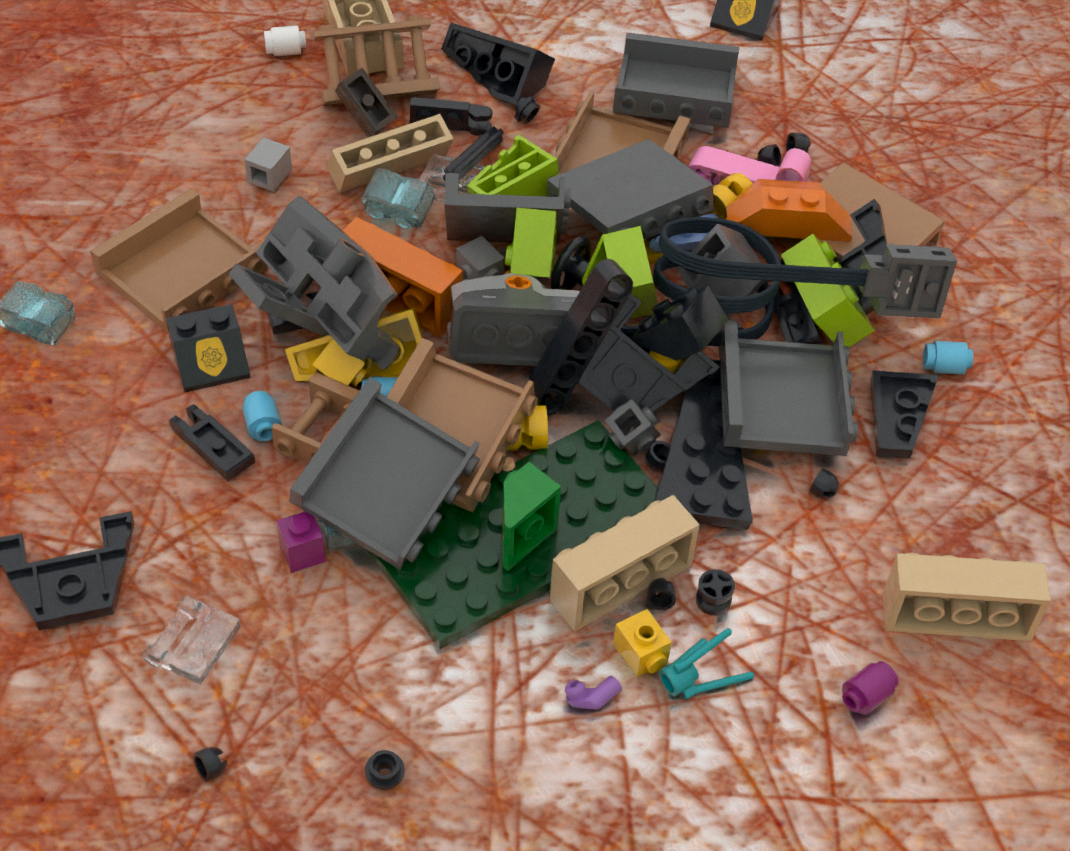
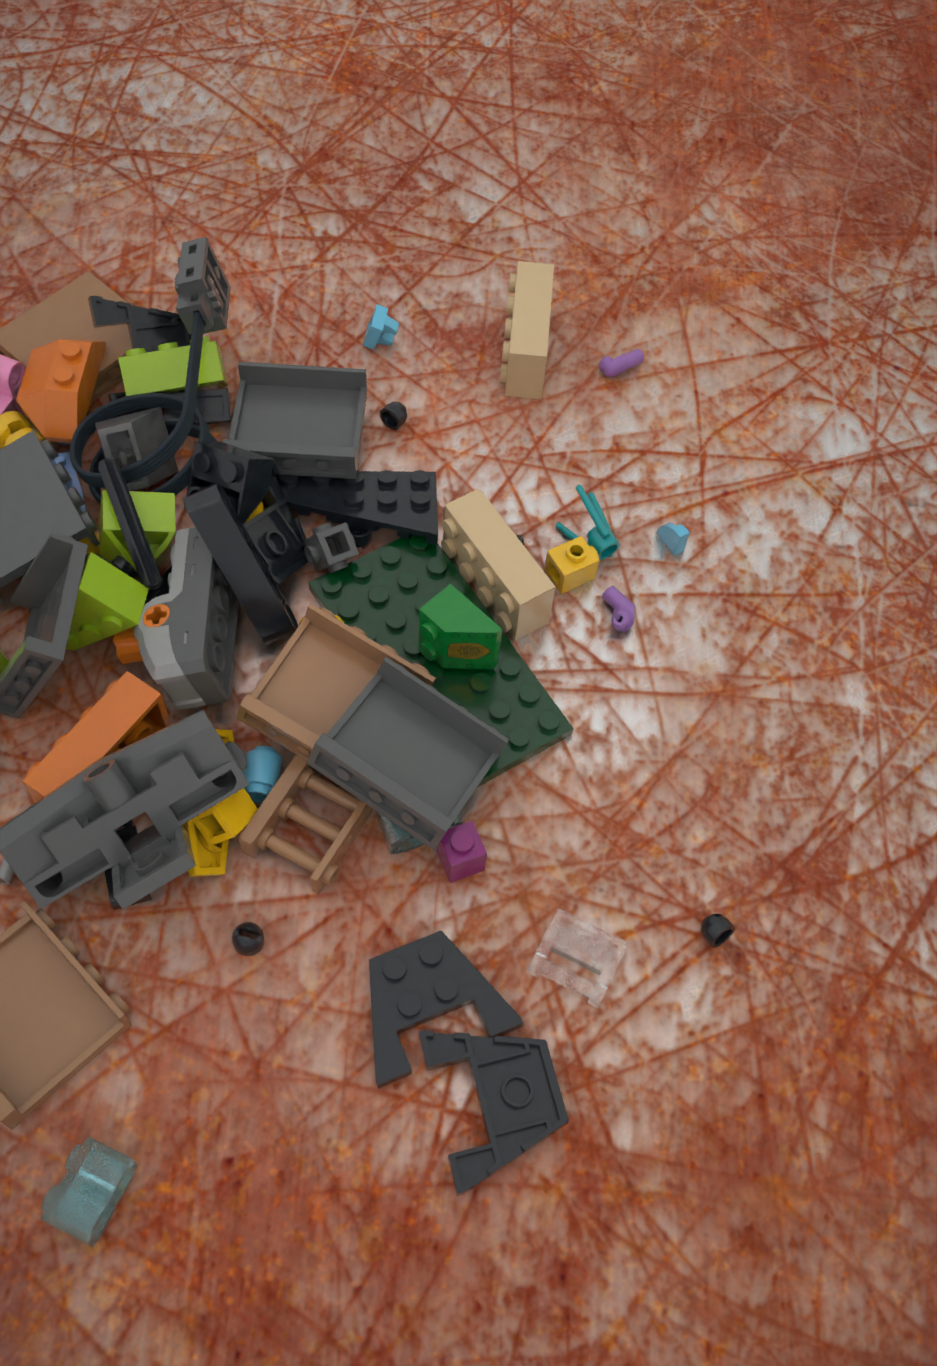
camera: 90 degrees left, 10 degrees up
(179, 520) = (421, 985): none -> black wing
(208, 348) = (176, 967): black slope -> none
(213, 443) = (316, 954): black hinge -> none
(239, 396) = (245, 945): none -> black hinge
(260, 415) = (284, 902): medium azure brick -> none
(384, 760) = (714, 769): black plate -> none
(479, 259) = (80, 678): light grey brick -> none
(608, 249) = (130, 523): none -> black axle
(696, 751) = (674, 537): none -> medium azure tile
(719, 583) = (520, 502): black wheel -> none
(869, 687) = (608, 411): magenta brick -> none
(899, 410) = (303, 346): black wing -> none
(941, 464) = (380, 328): none -> medium azure tile
(947, 357) = (253, 304): medium azure brick -> none
(947, 702) = (613, 367): none -> medium lavender arm

